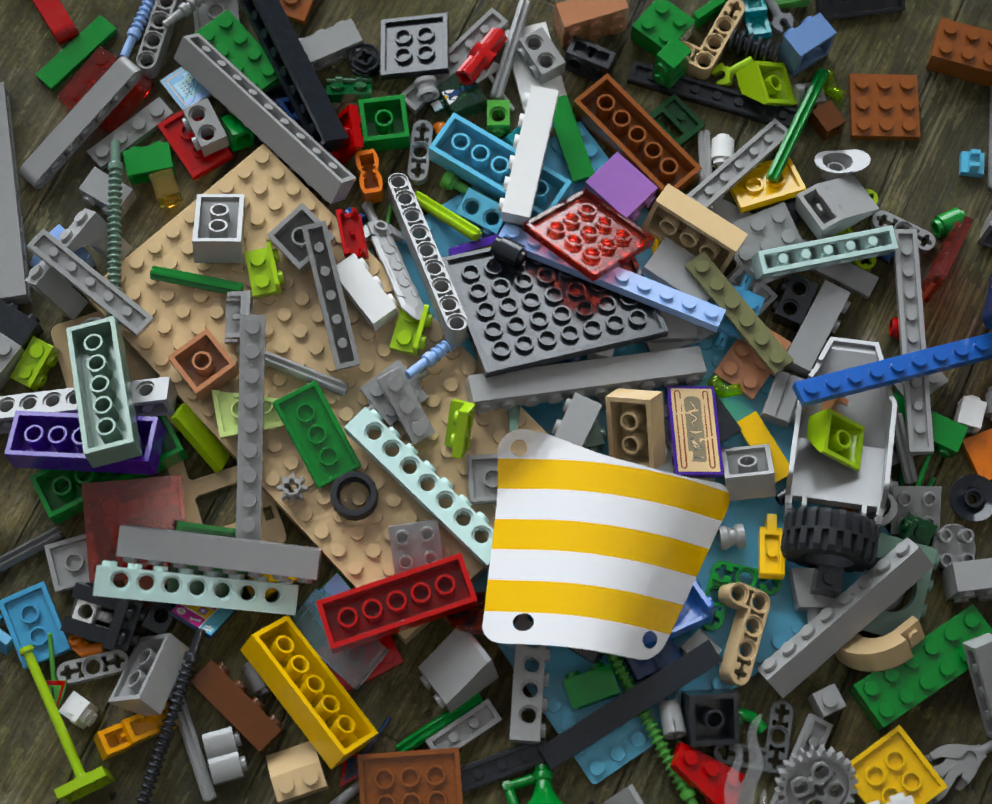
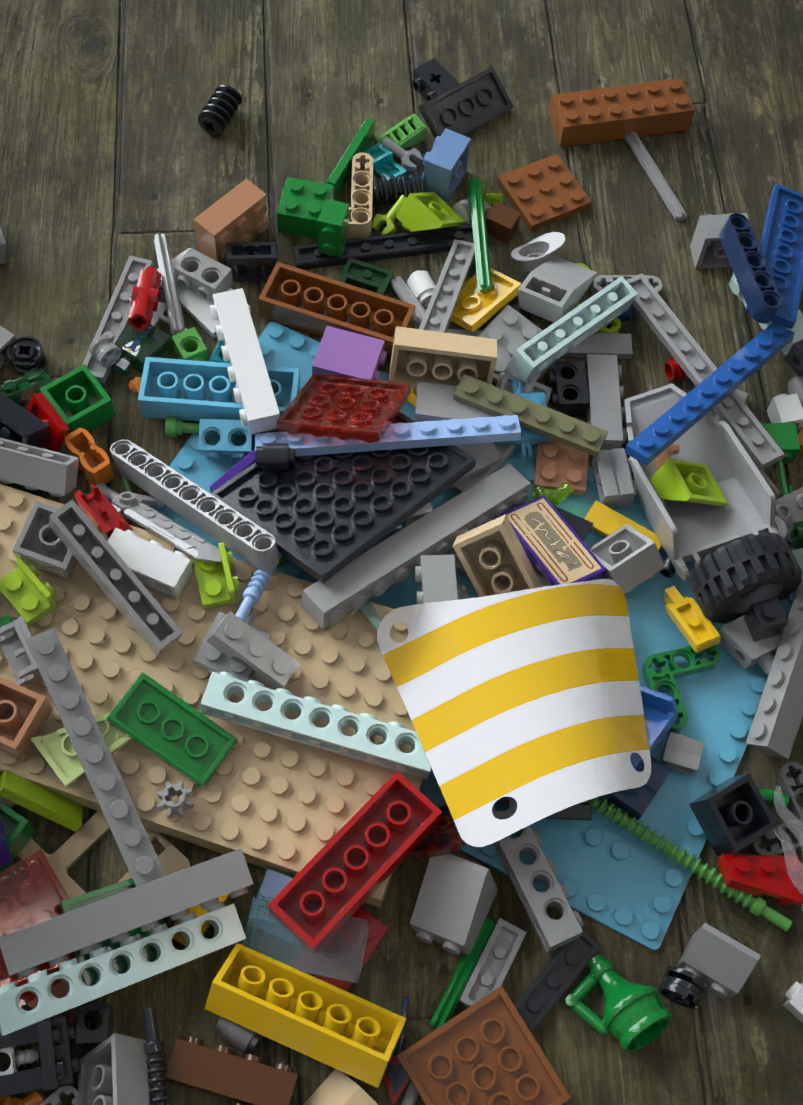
camera: 30 degrees left, 10 degrees down
(202, 617) = (141, 995): piece -> none
(304, 373) = (121, 675): light grey axle -> none
(349, 477) = (238, 753): black tyre -> none
(412, 167) = (129, 406): light grey beam -> none
(414, 46) = (71, 320): plate -> none
(415, 544) = (340, 791): light grey hinge -> none
(448, 217) = (196, 459): lime axle -> none
(459, 427) = (320, 646): lime bracket -> none
(483, 478) = (374, 687): light grey tile -> none
(571, 142) = (278, 343): green tile -> none
(590, 687) = (598, 848): green brick -> none
(630, 704) = (648, 846): black tile -> none
(672, 718) = (693, 832): light grey piece -> none
(728, 537) = (646, 627): light grey wheel -> none
(737, 668) = (715, 713): tan beam -> none
(944, 222) = (663, 260): green brick -> none
(945, 258) = (685, 282): clear red plate -> none
(971, 163) = (649, 205): medium azure tile -> none

